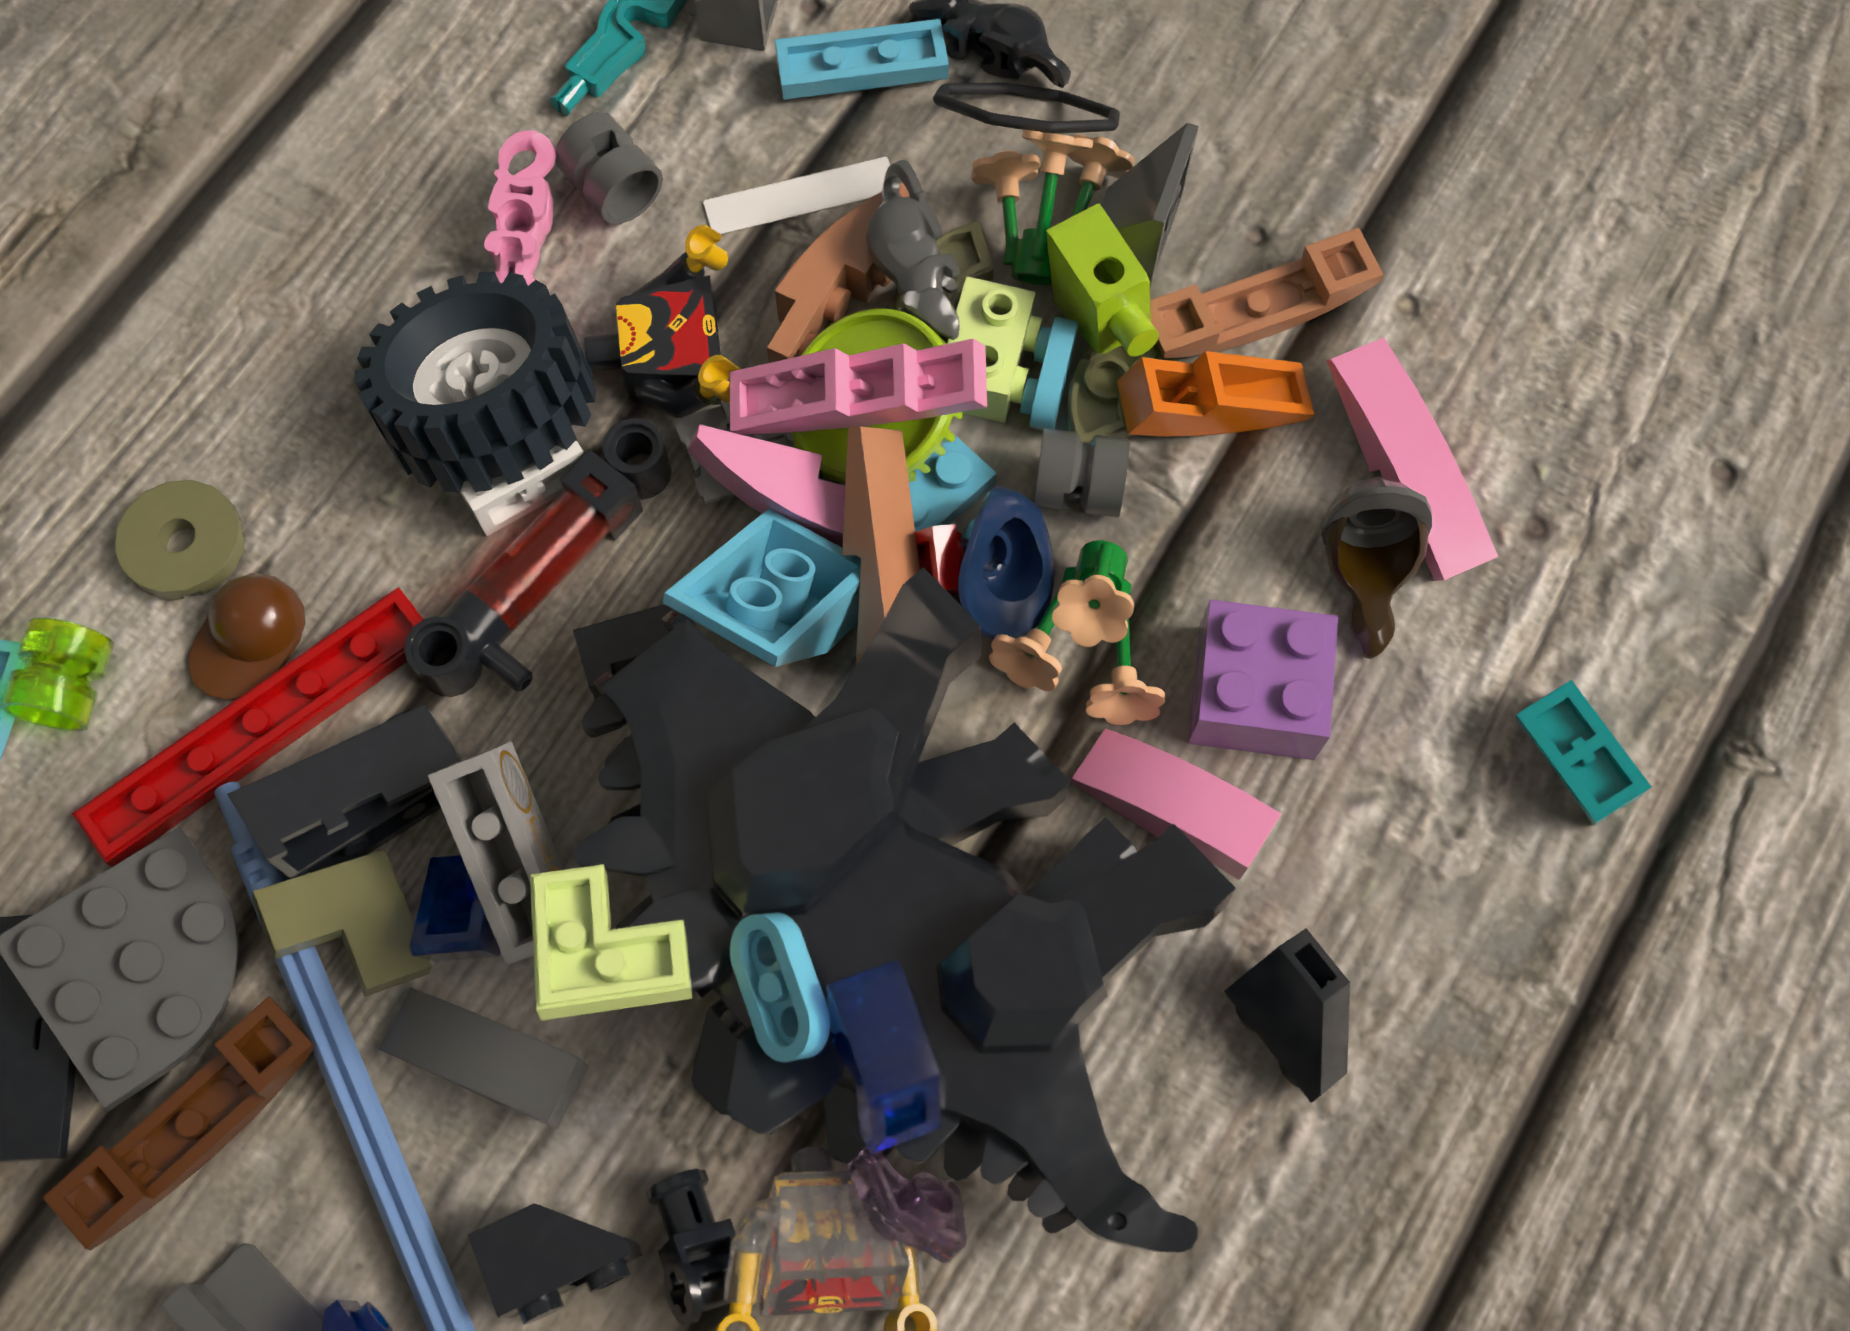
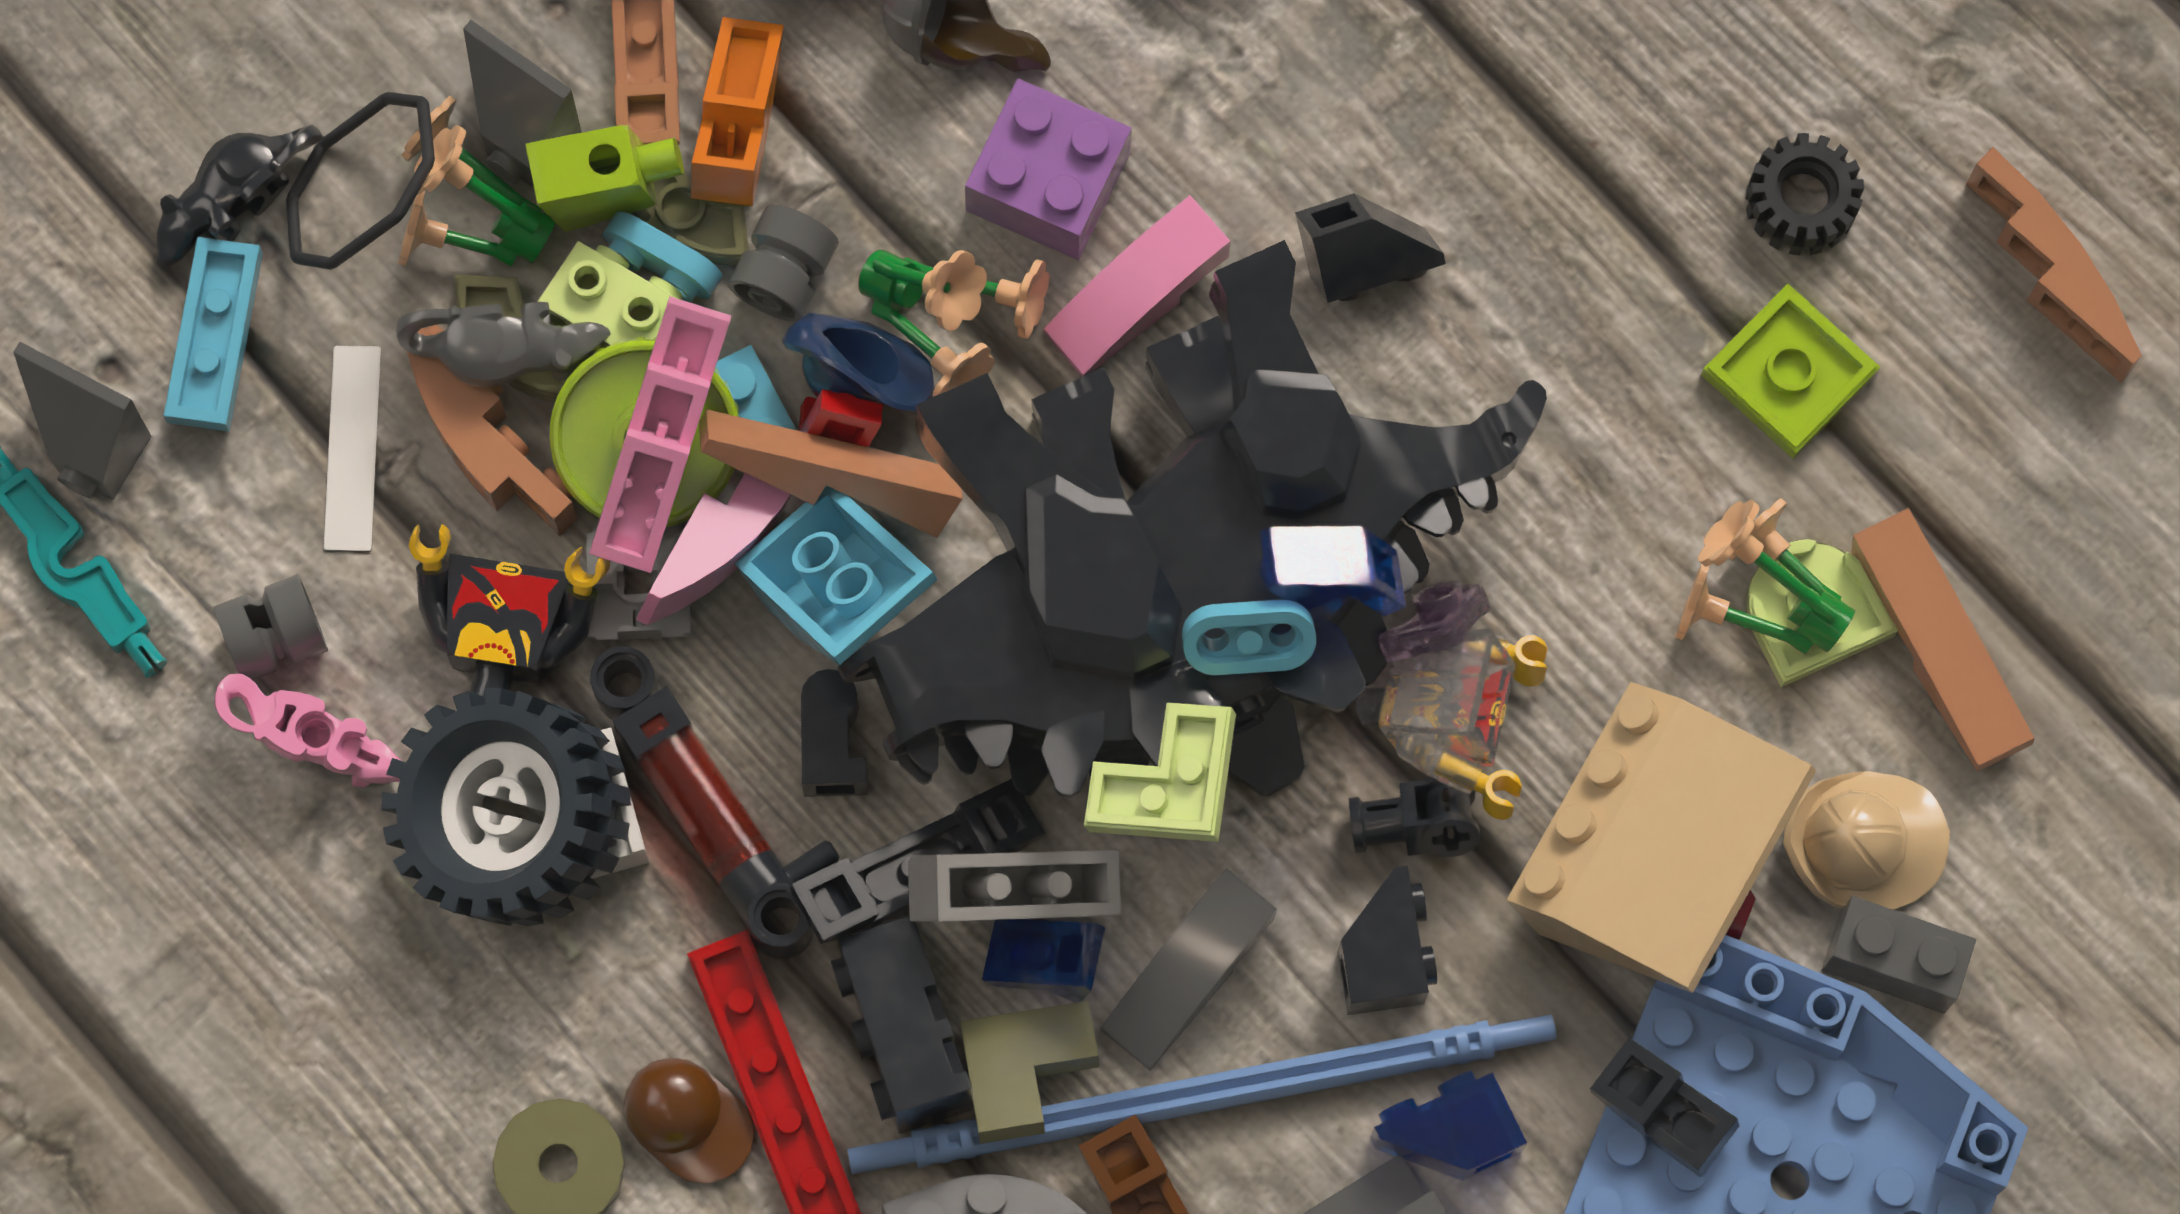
camera: 75 degrees left, 5 degrees up
(485, 717) = (876, 886): none -> black slope

